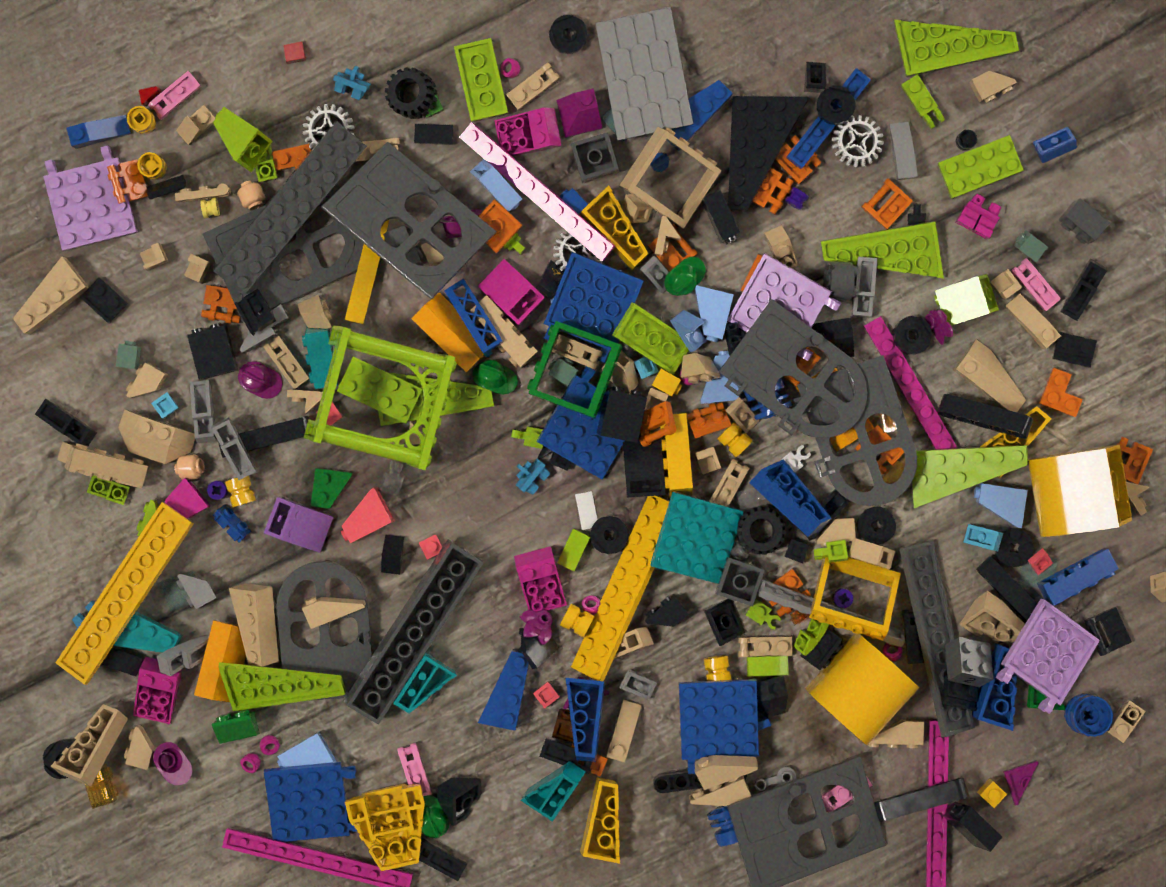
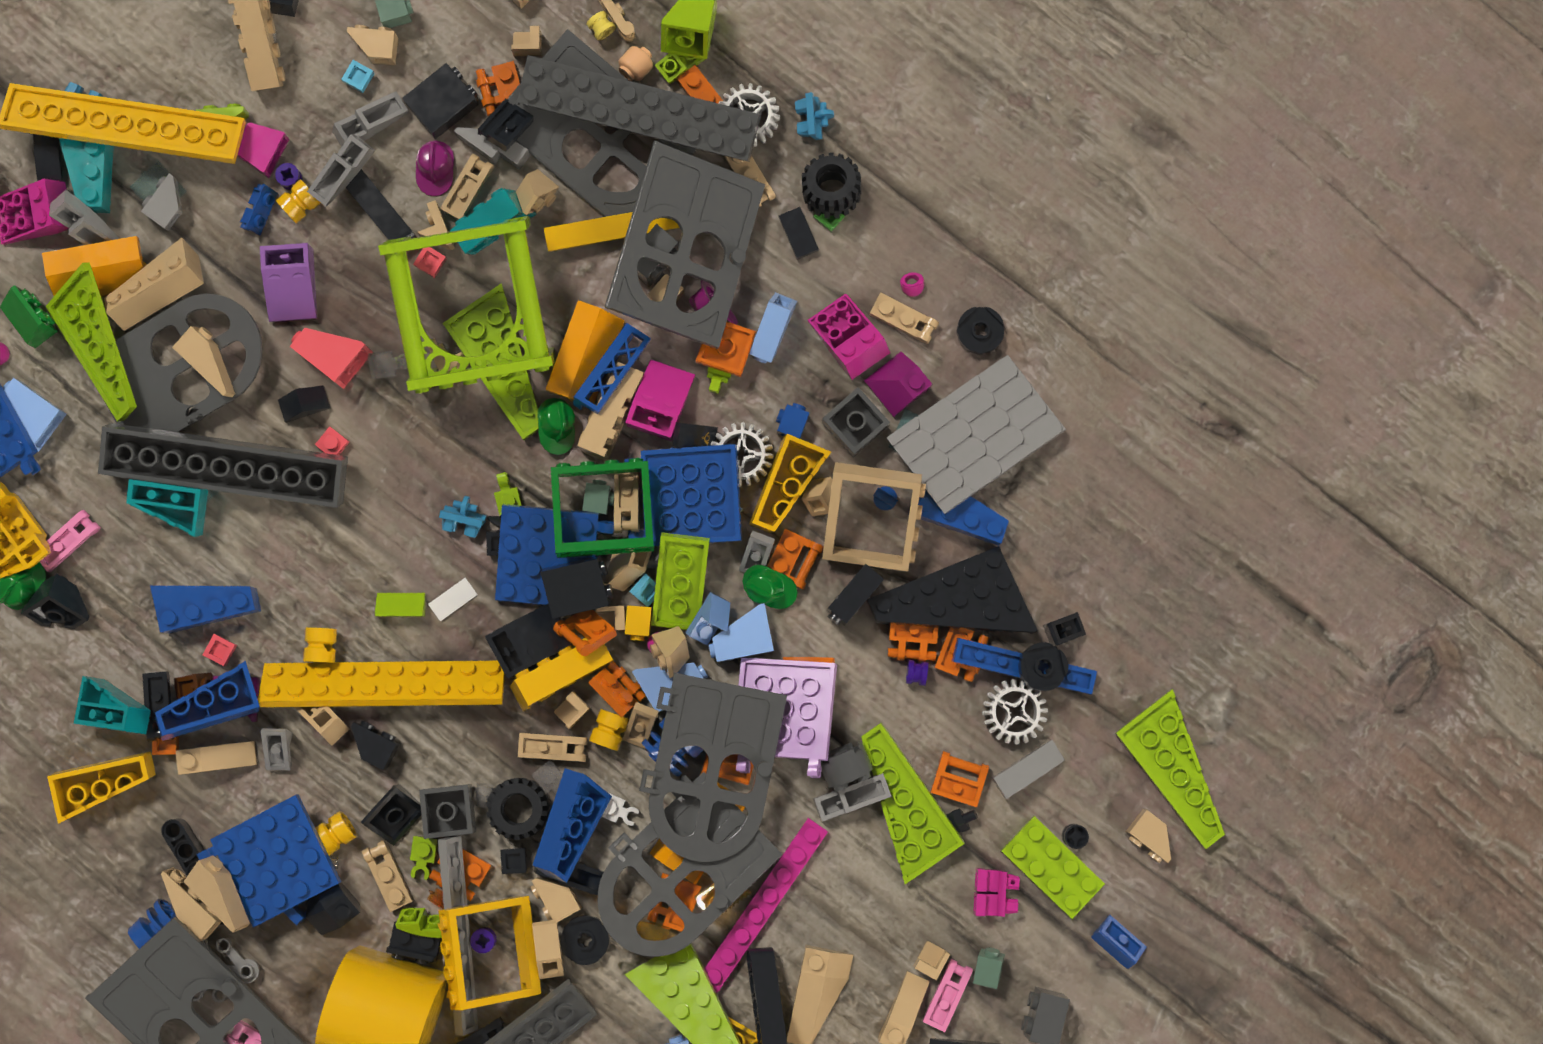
camera: 65 degrees right, 5 degrees down
(109, 490) = (233, 58): lime slope -> none
(154, 438) = (316, 81): tan wedge -> none
(189, 467) = (300, 133): light nougat head -> none
(268, 739) = (31, 361): dark pink piece -> none
(294, 52) = (816, 40): slope -> none
(328, 486) = (348, 296): green wing -> none
(379, 390) = (481, 302): lime plate -> none
(481, 80) = (883, 257): lime plate -> none
(534, 651) = (268, 613): black slope -> none
(536, 626) = (291, 602): magenta plate -> none
(537, 191) = (786, 376): plate -> none
(540, 580) = (348, 582): dark pink slope -> none
(593, 610) = (339, 658): dark pink piece -> none
(620, 535) = (441, 649): black plate -> none
(666, 231) = (809, 539): tan slope -> none
(696, 537) = (474, 737): teal plate -> none
(733, 336) = (726, 673): black hips -> none
(767, 666) = (365, 889): lime slope -> none
(781, 246) = (853, 680): tan slope -> none
(835, 551) = (530, 904): lime plate -> none
(839, 333) = (783, 791): black slope -> none
(892, 657) = (441, 1032): dark pink piece -> none
(913, 324) = (825, 892): black plate -> none
(922, 100) = (1097, 763): lime hinge -> none
(938, 321) = (852, 900): magenta plate -> none
(967, 299) = (891, 923): slope -> none

